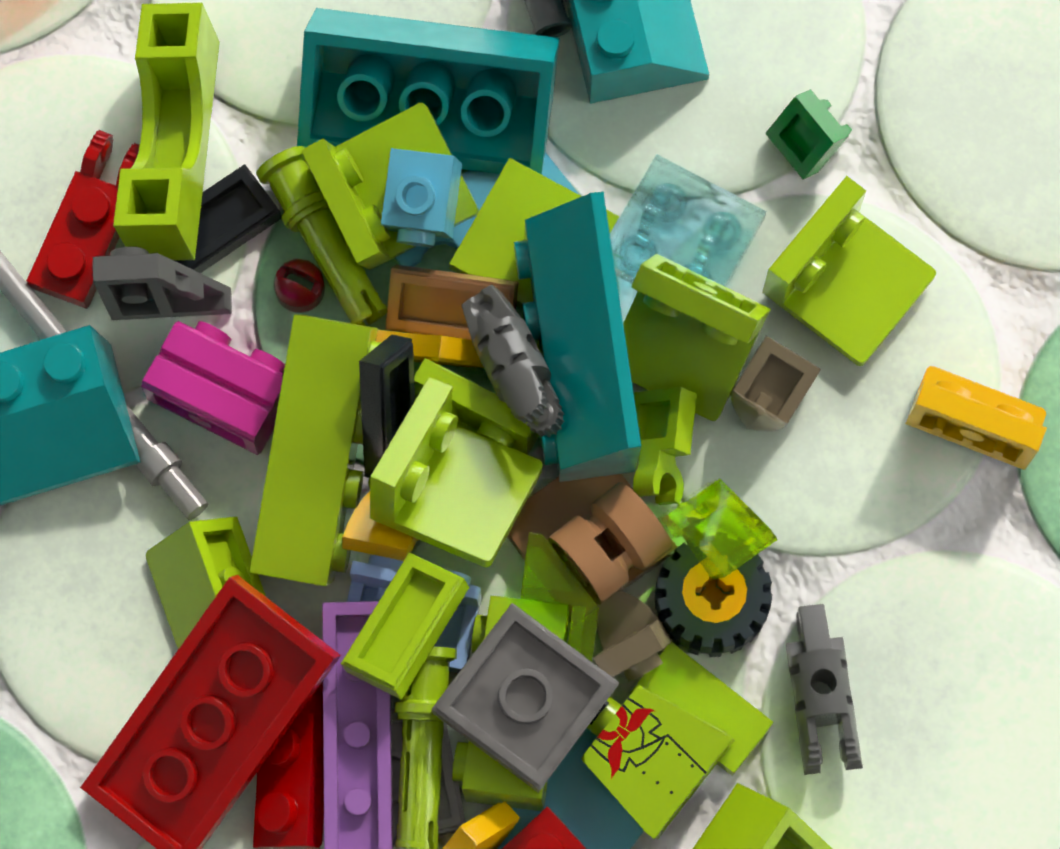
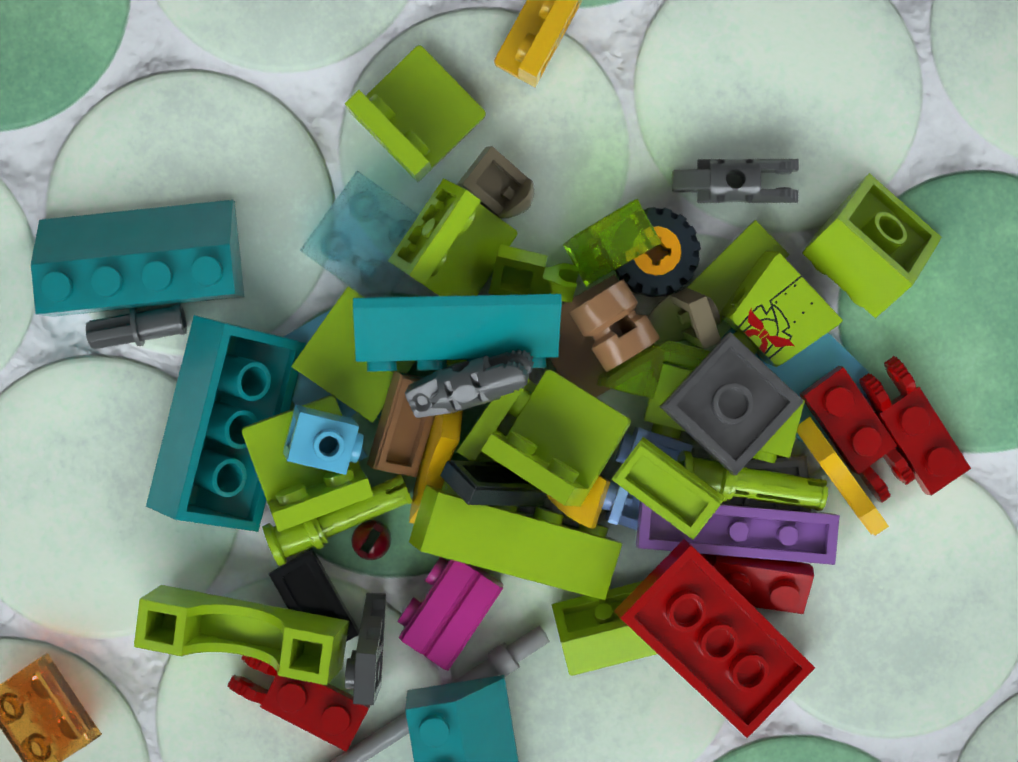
camera: 80 degrees left, 15 degrees up
(807, 133) = (294, 128): green tile -> none

